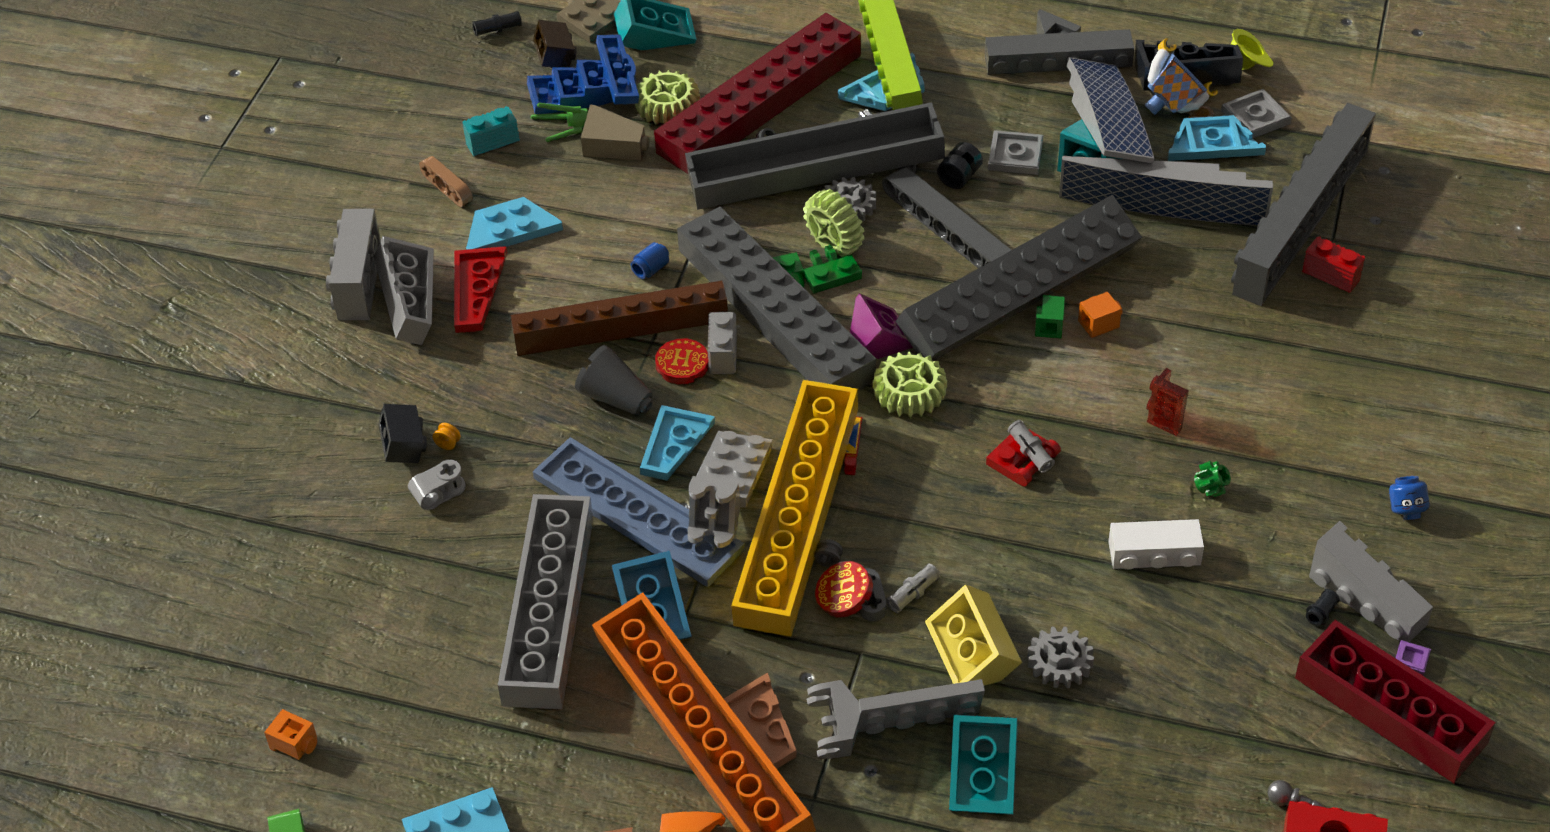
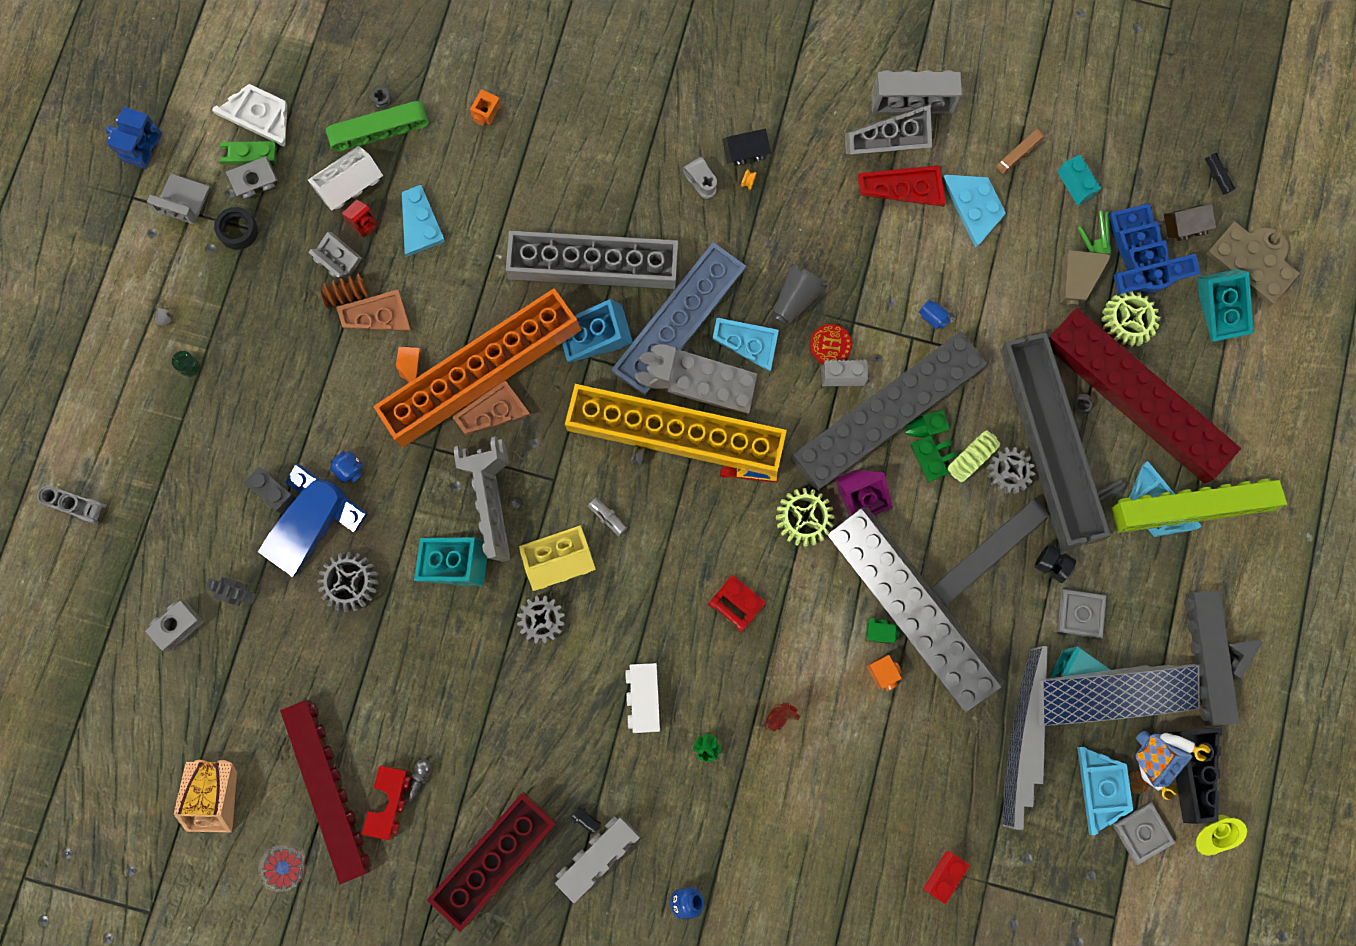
camera: 80 degrees right, 30 degrees up
(617, 318) = (869, 295): reddish brown brick -> none
(843, 589) = (602, 466): red tile -> none
(878, 598) = (602, 480): dark grey beam -> none
(1031, 446) = (735, 607): light grey pin -> none
(1302, 204) = (1019, 861): dark grey brick -> none
(1413, 656) = (540, 883): medium lavender tile -> none

